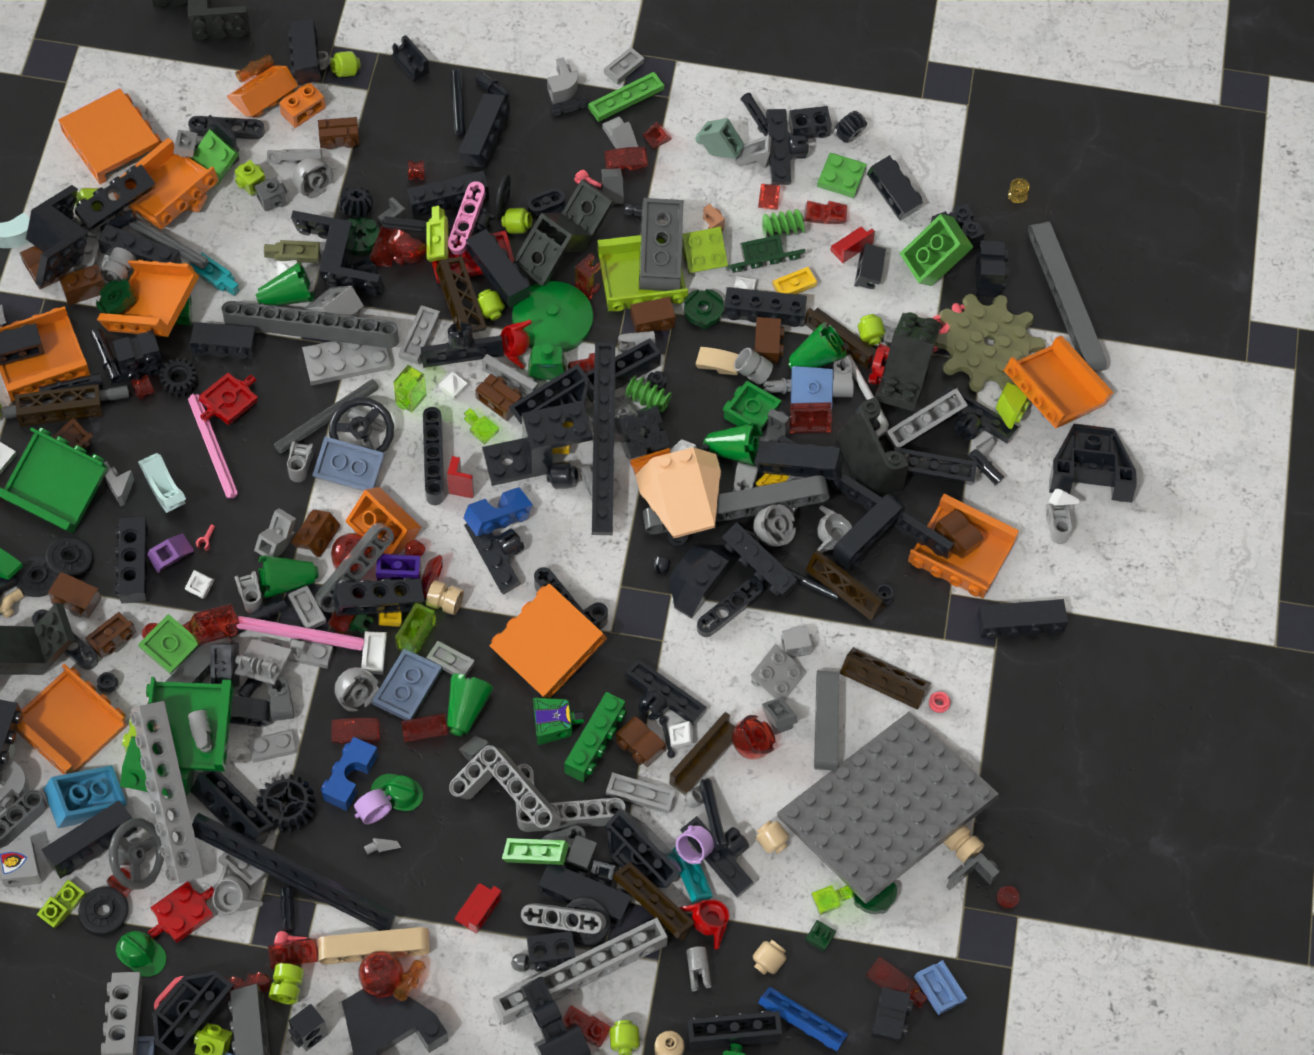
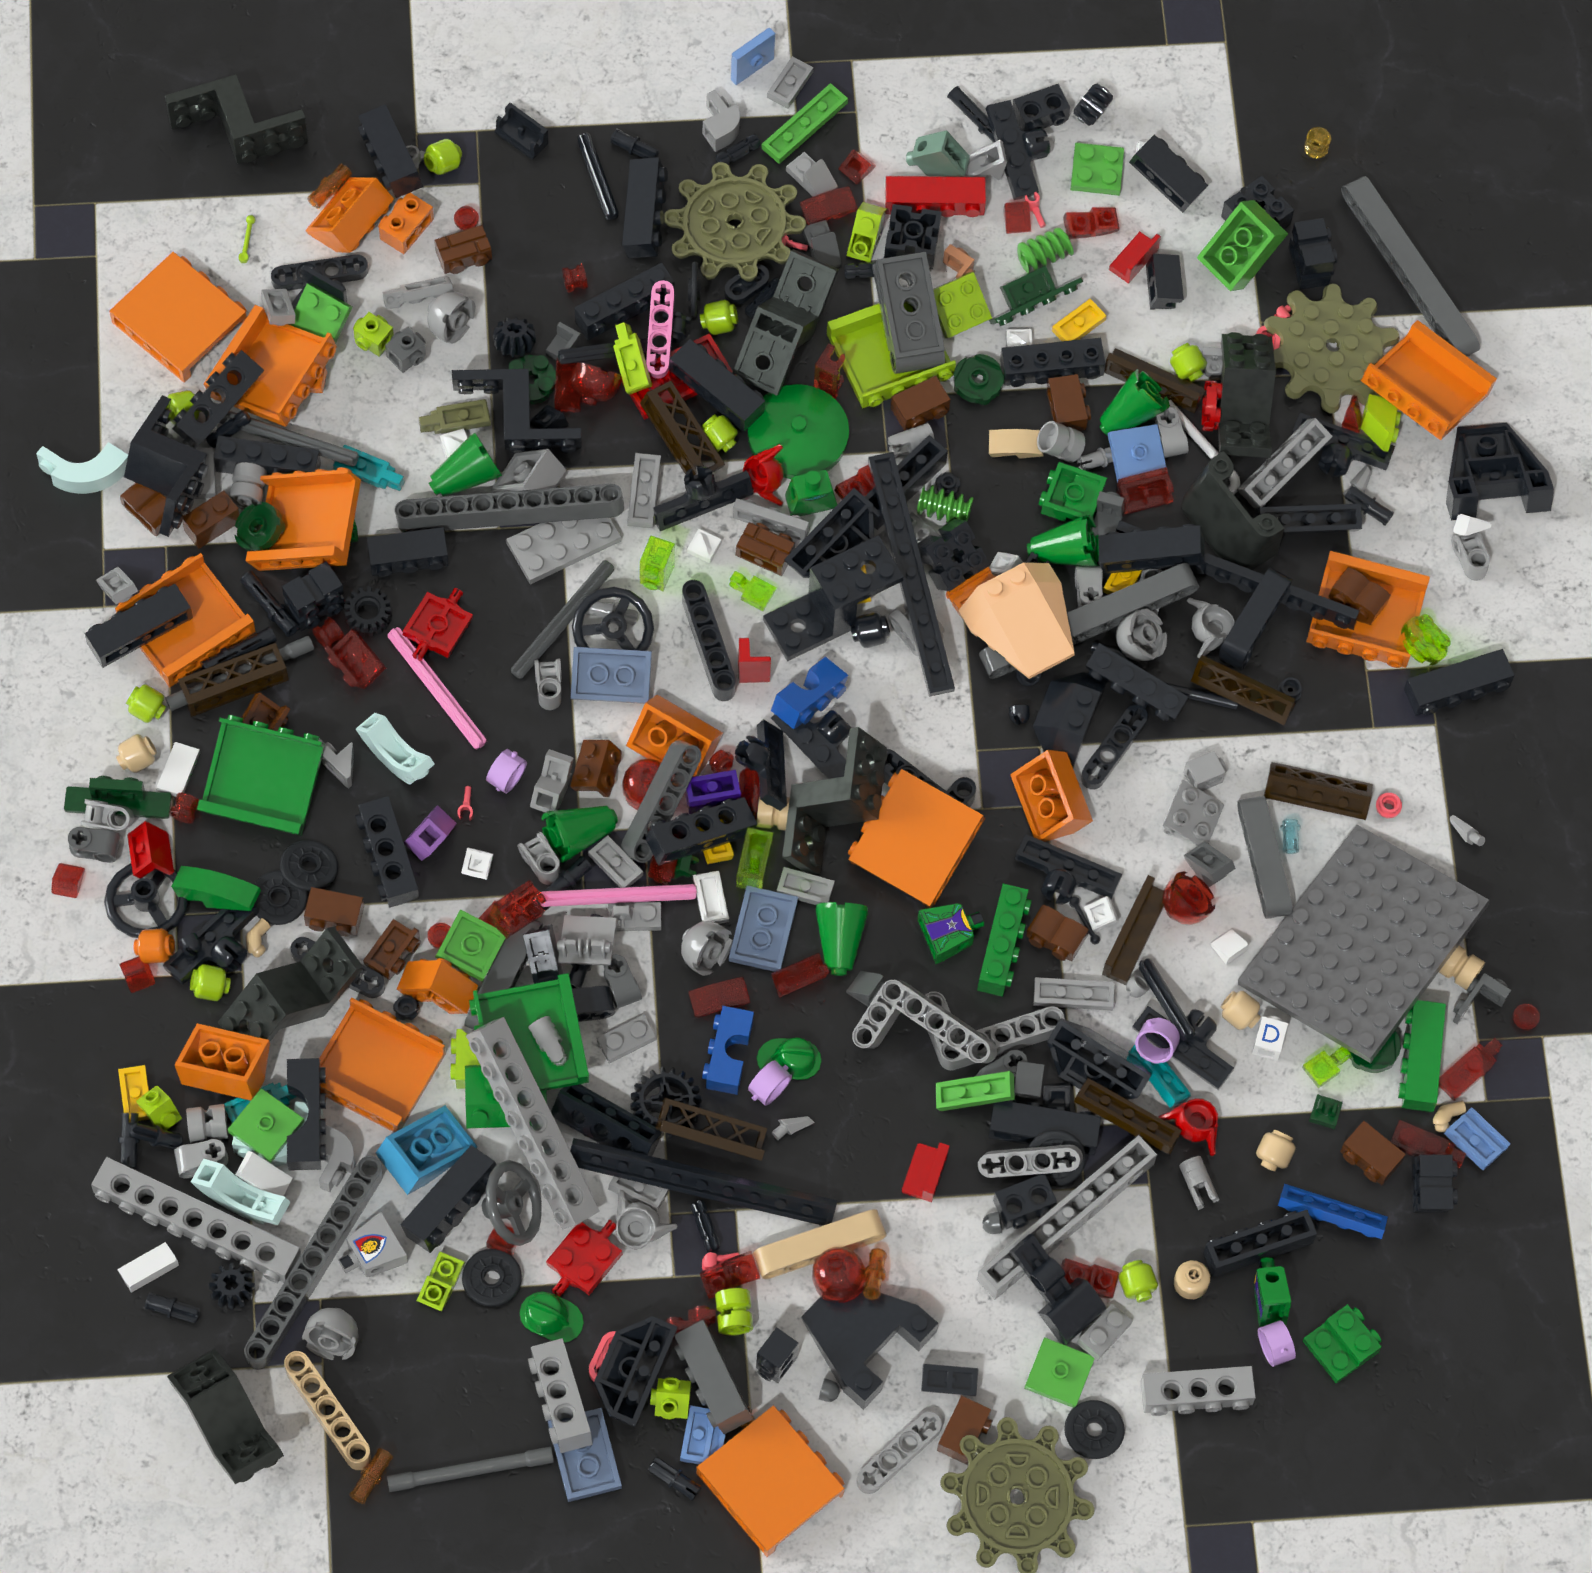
camera: 15 degrees left, 5 degrees up
(134, 667) = (438, 983): none -> orange brick
(156, 411) = (355, 660): none -> clear red bracket
(174, 105) = (243, 257): none -> lime hinge
(243, 518) = (506, 771): none -> lavender piece
(310, 840) = (707, 1138): none -> dark brown fence
(349, 109) = (466, 218): none -> clear red plate
(447, 554) = (766, 757): none -> black plate
(489, 597) = (834, 802): none -> pearl dark grey bracket
(535, 141) = (729, 198): none -> olive plate
(599, 39) = (752, 56): none -> medium blue plate
(649, 181) = (866, 231): none -> lime slope
(667, 633) = (1051, 796): none -> orange slope
(685, 187) = (912, 232): none -> black brick
(709, 168) = (943, 194): none -> red brick
(778, 784) = (1230, 946): none -> white slope
(784, 191) = (1034, 206): none -> coral hand
(790, 864) = (1270, 1037): none -> white brick
(849, 978) = (1372, 1153): none -> reddish brown brick
(852, 708) = (1290, 836): none -> clear light blue pin
(912, 908) = (1423, 1056): none -> green brick
(919, 960) = (1445, 1114): none -> tan arm
(949, 929) = (1469, 1069): none -> clear red hinge
(991, 396) = (1353, 418): none -> clear red slope
(998, 738) = (1467, 832): none -> light grey bar
(1011, 581) = (1436, 641): none -> clear neon green plate

